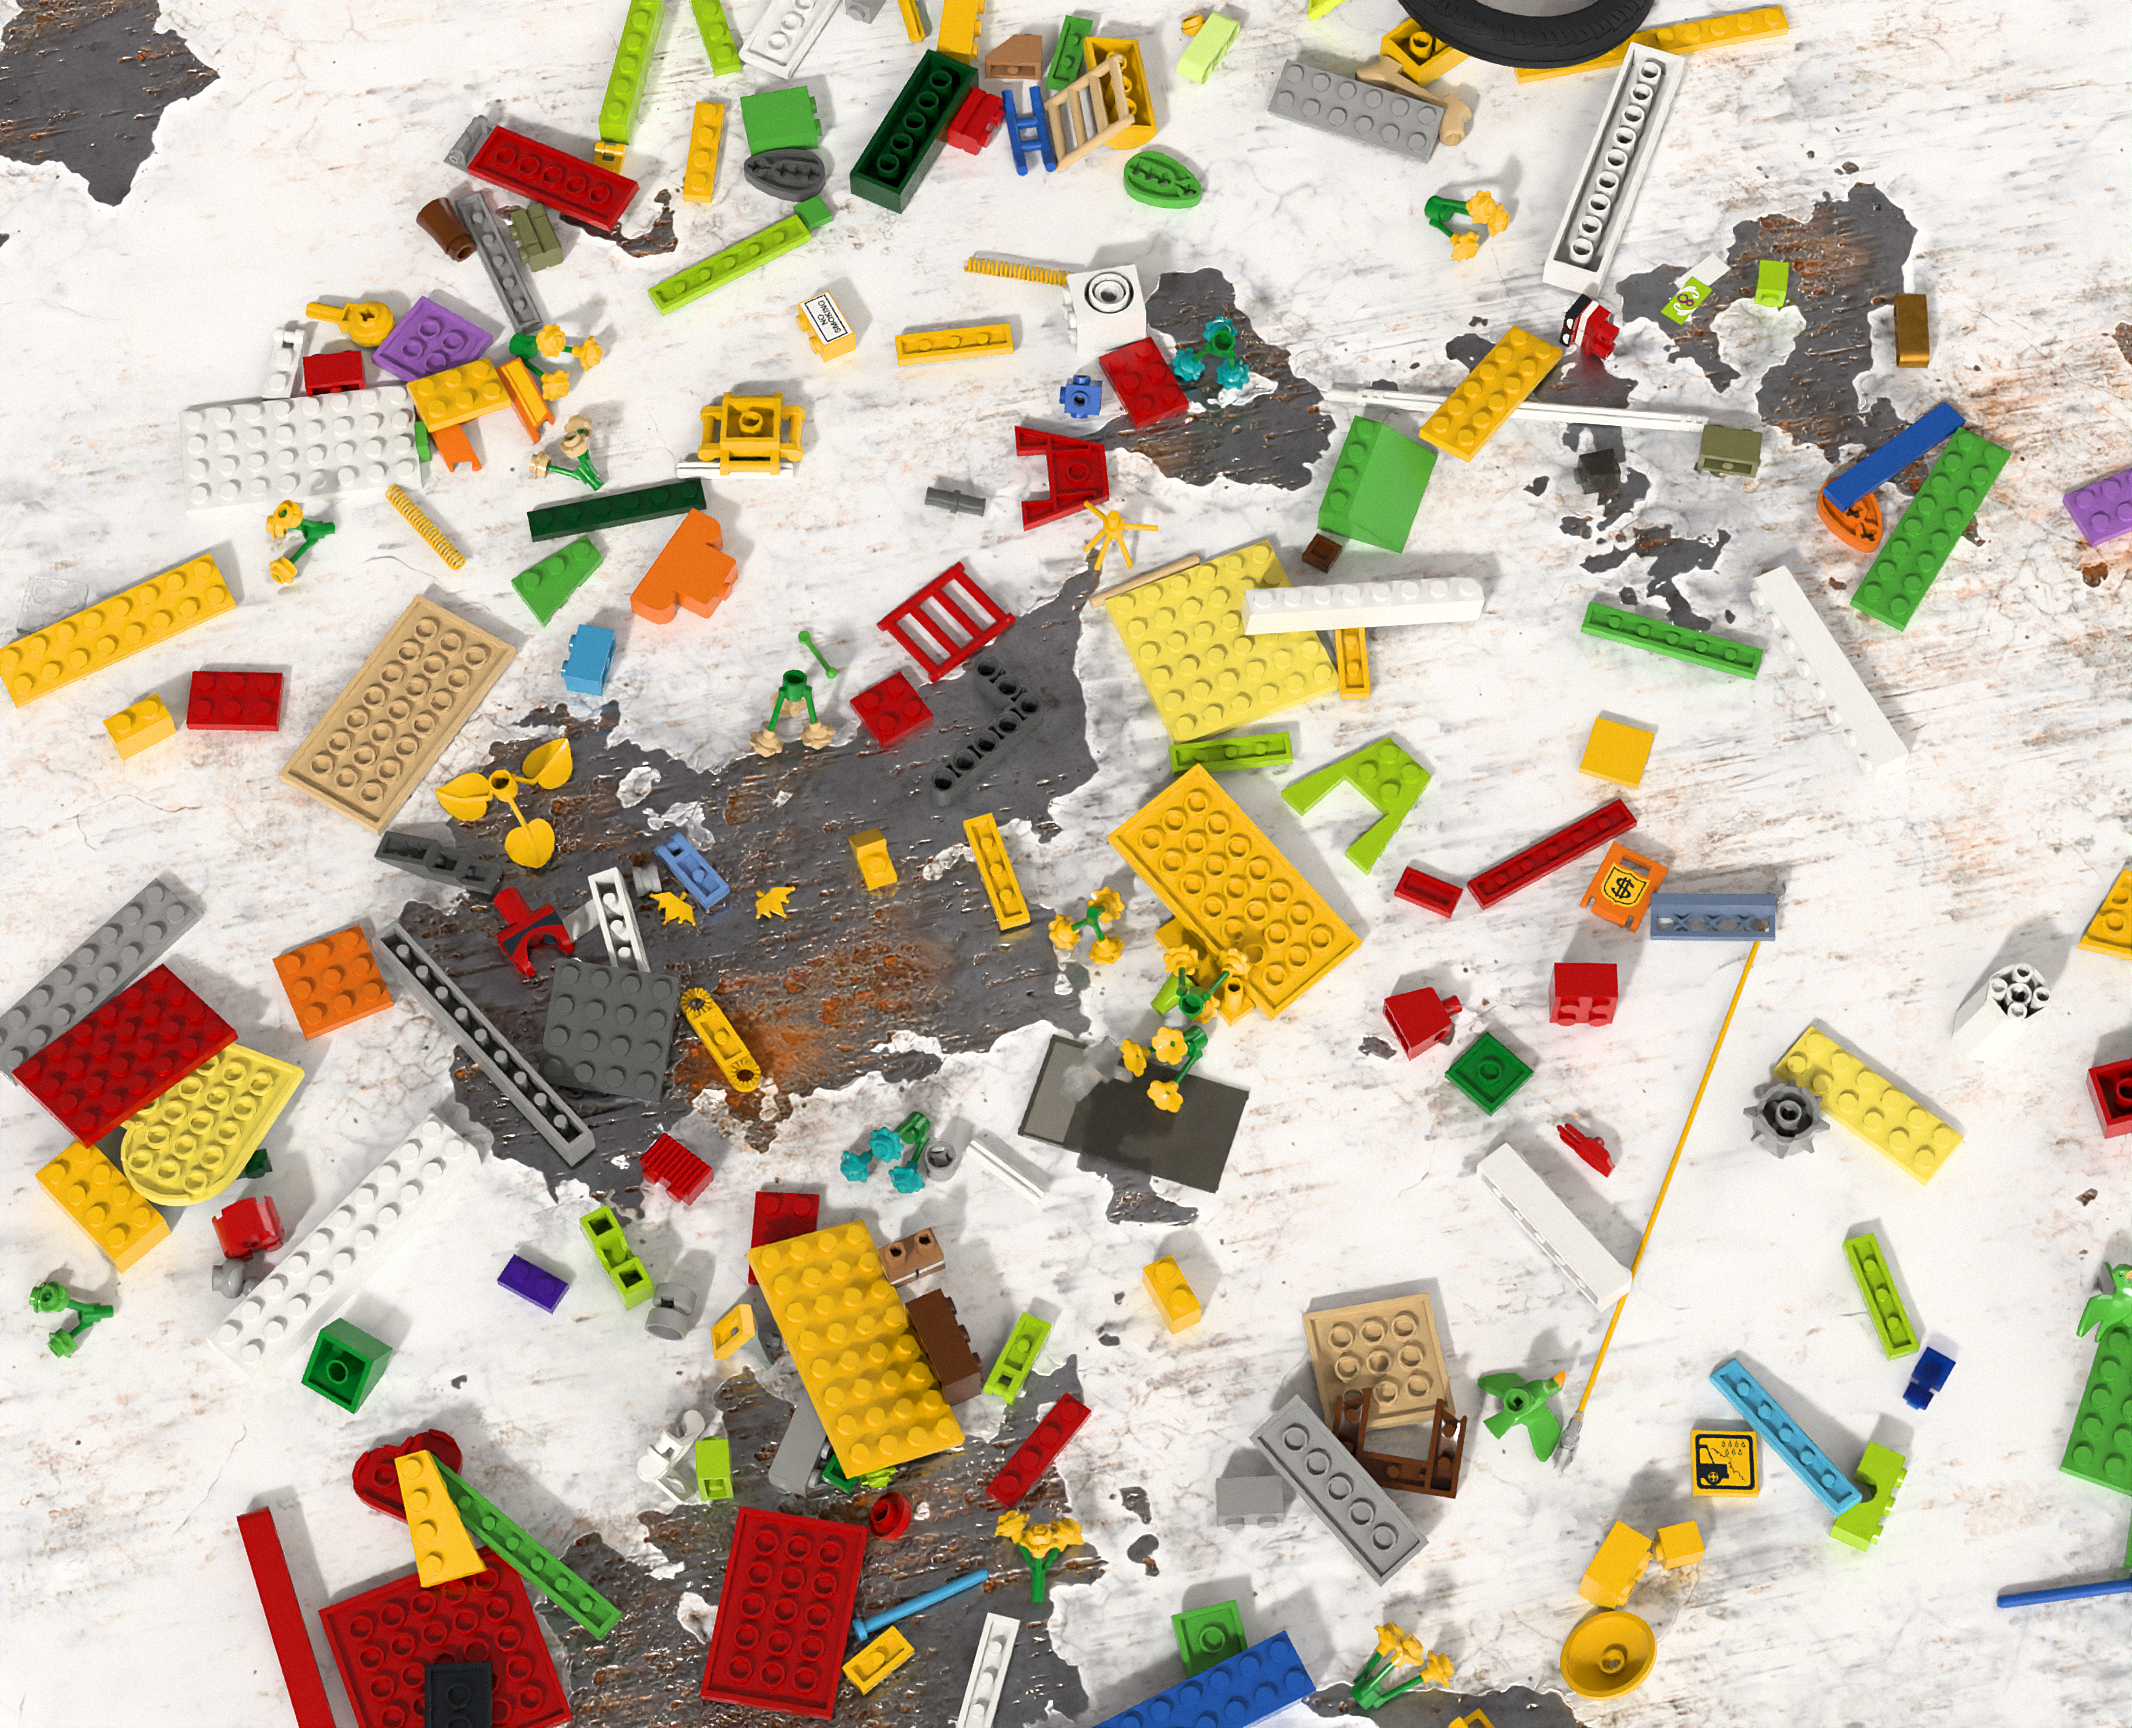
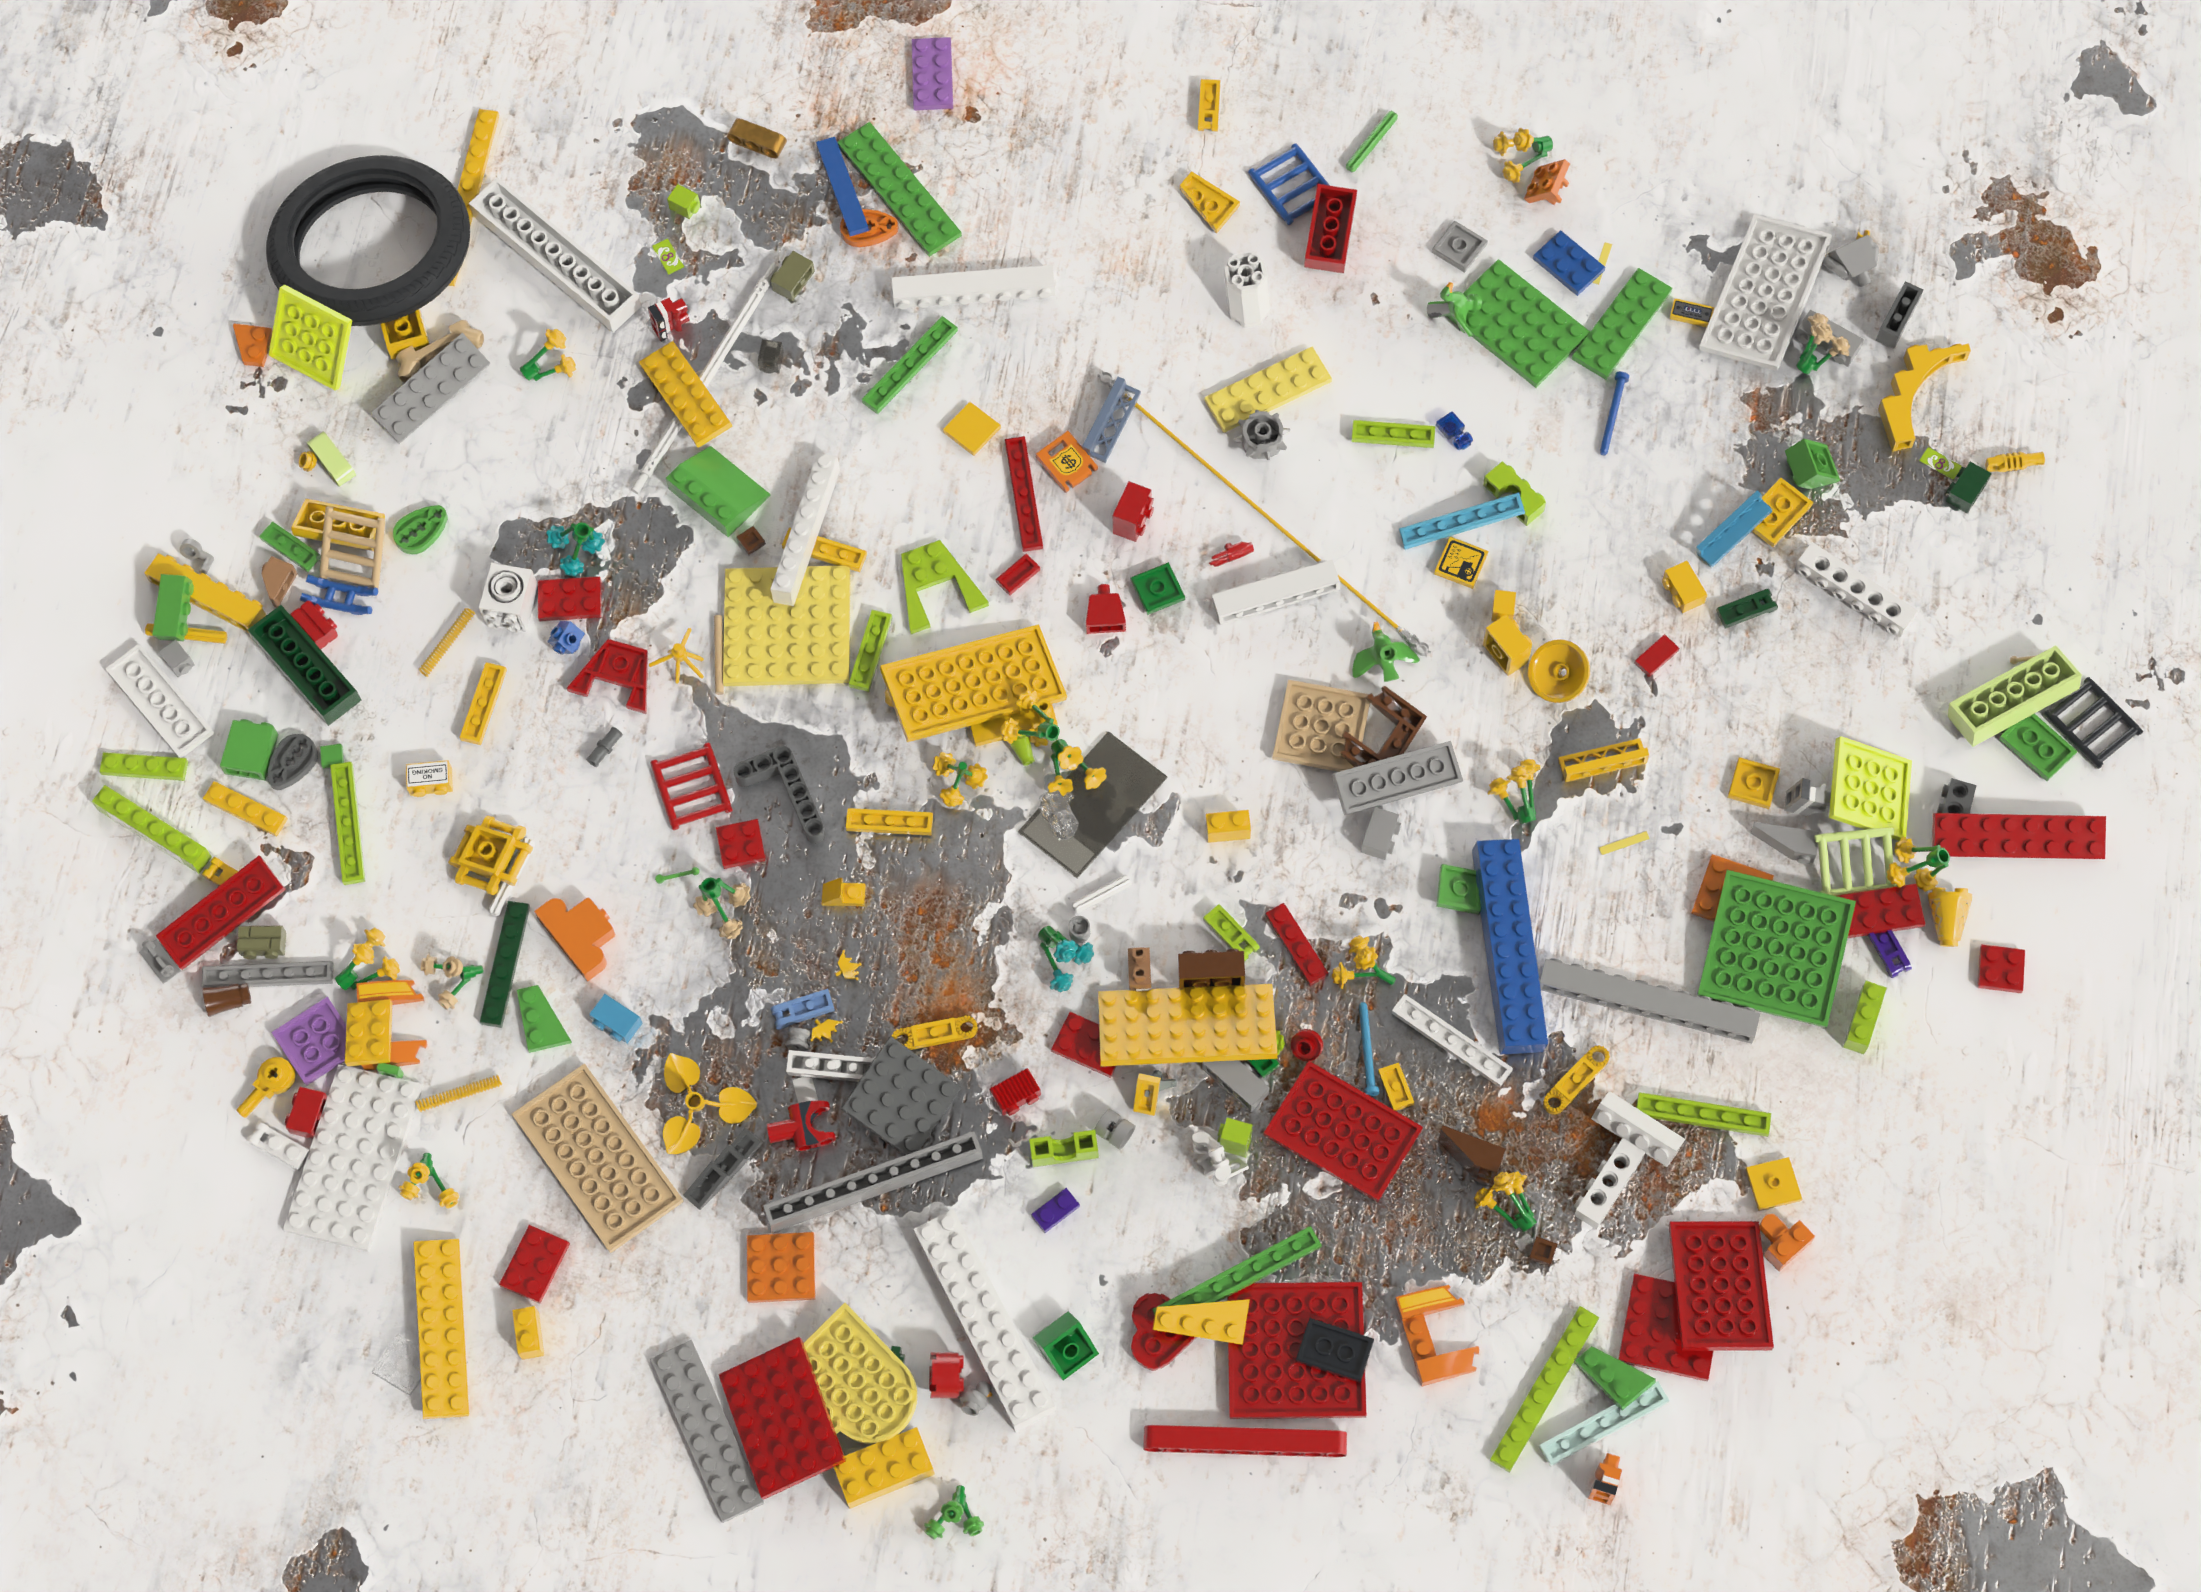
camera: 65 degrees left, 5 degrees up
(1706, 271) = (652, 236): white sticker -> none

